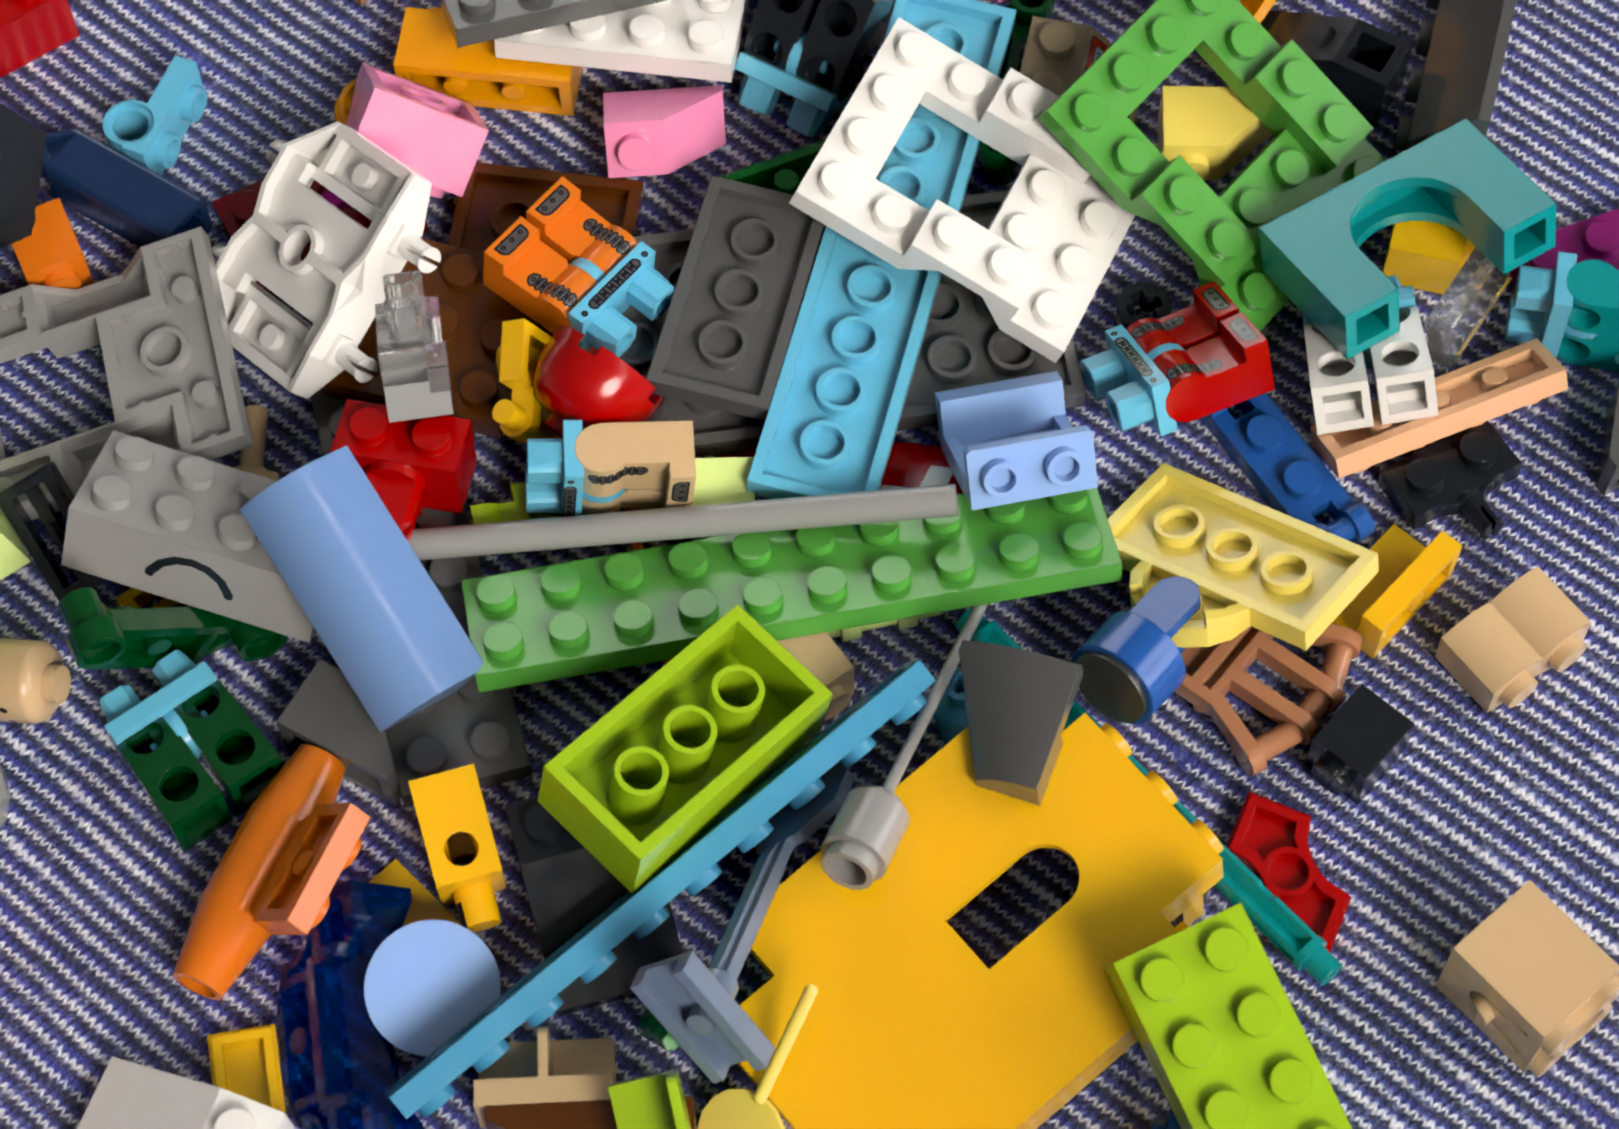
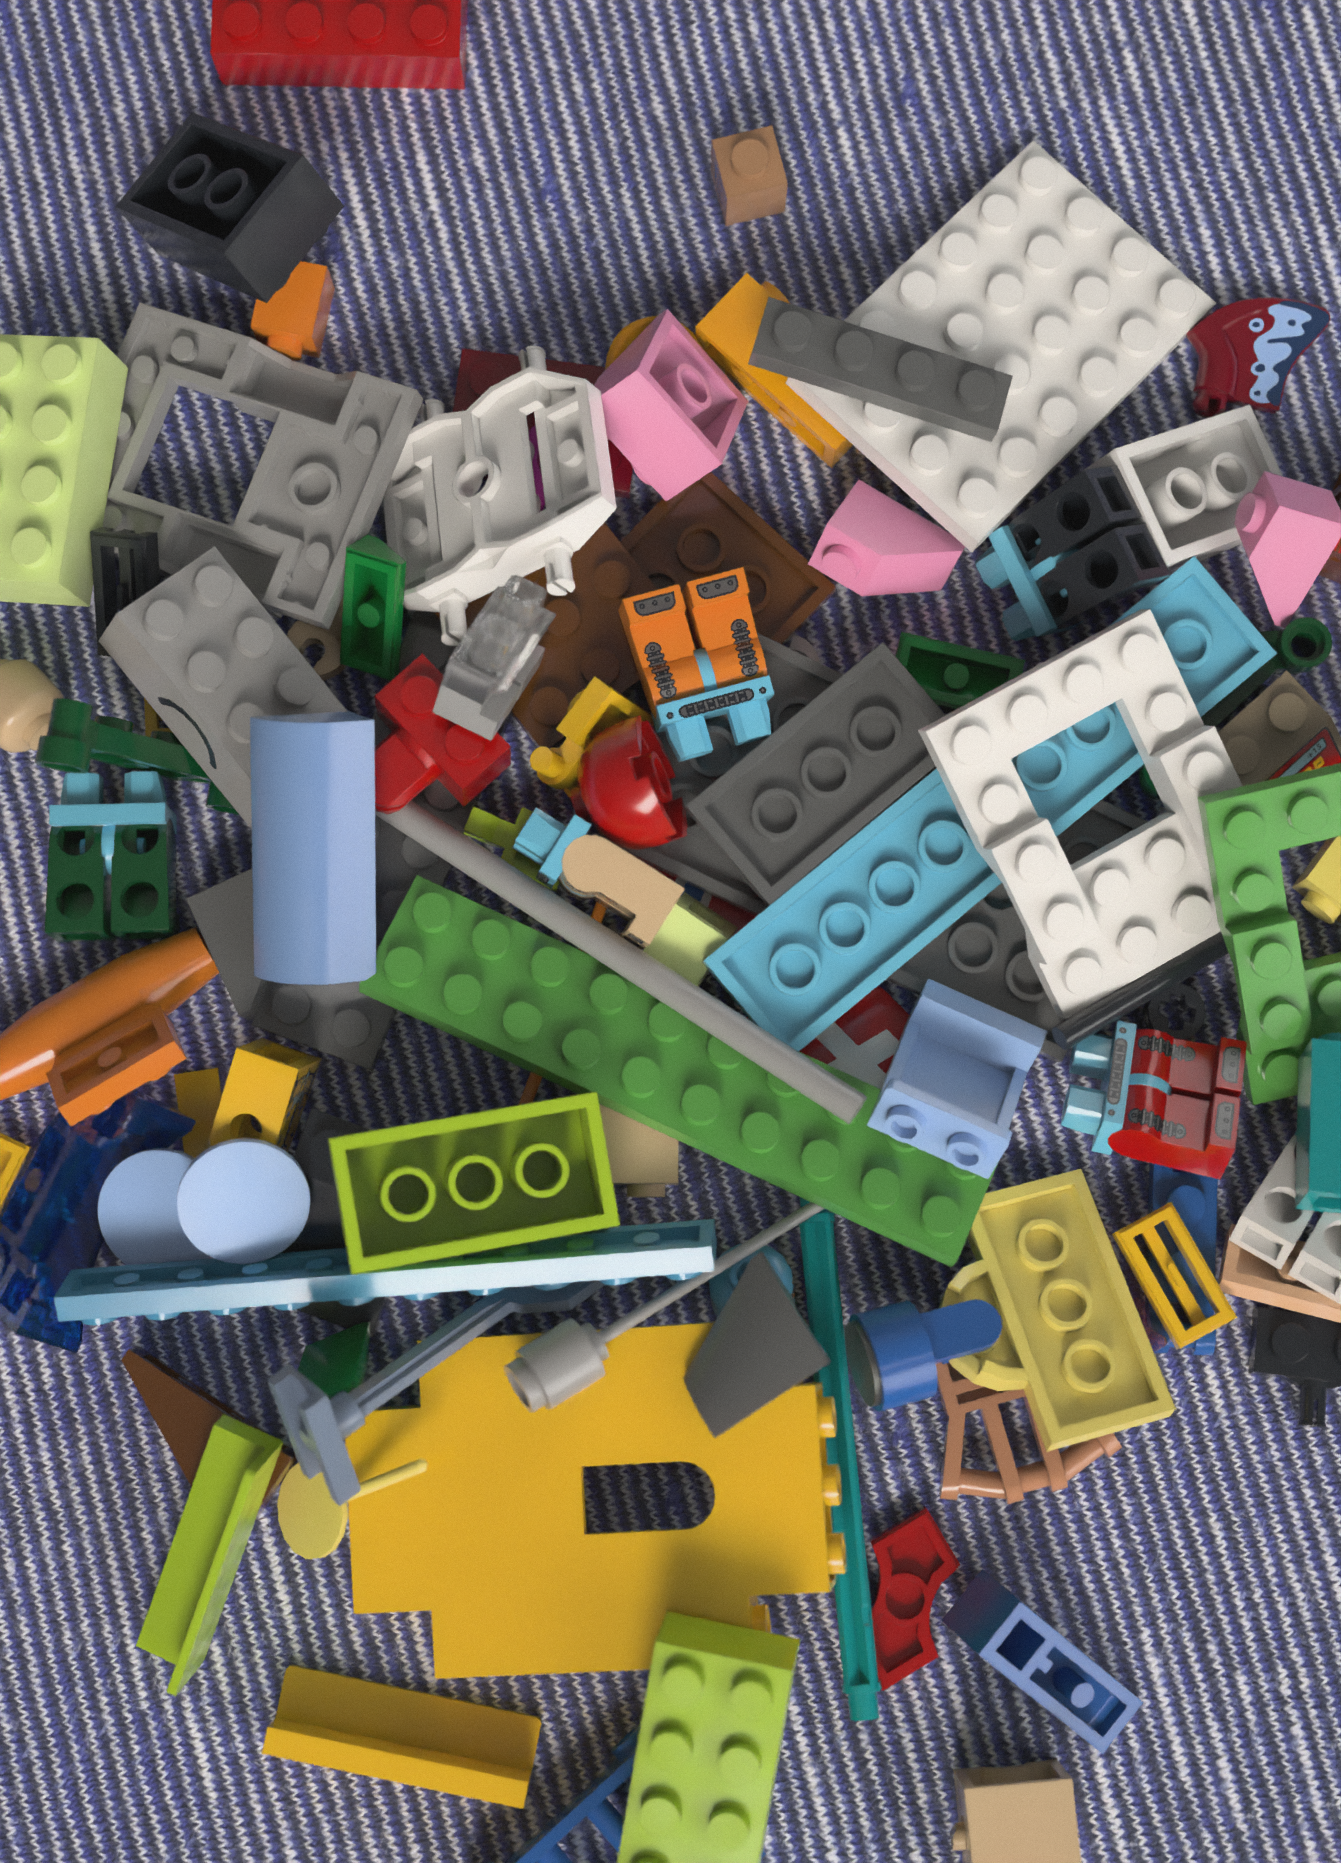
camera: 35 degrees right, 20 degrees up
(119, 190) = (389, 290): dark blue piece -> none
(160, 121) = (489, 229): medium azure plate -> none
(279, 407) = (372, 608): none -> green slope
(500, 909) = (243, 1200): none -> light blue piece
(547, 1073) = (206, 1353): tan panel -> none
(1108, 295) = (1138, 992): none -> black bar
(1293, 491) = (1151, 1287): none -> yellow tile
(1358, 745) = (1043, 1538): black brick -> none
(1404, 583) = (1206, 1415): yellow panel -> none
(1431, 837) = (1041, 1661): none -> blue slope
(1513, 640) = (1246, 1540): tan brick -> none

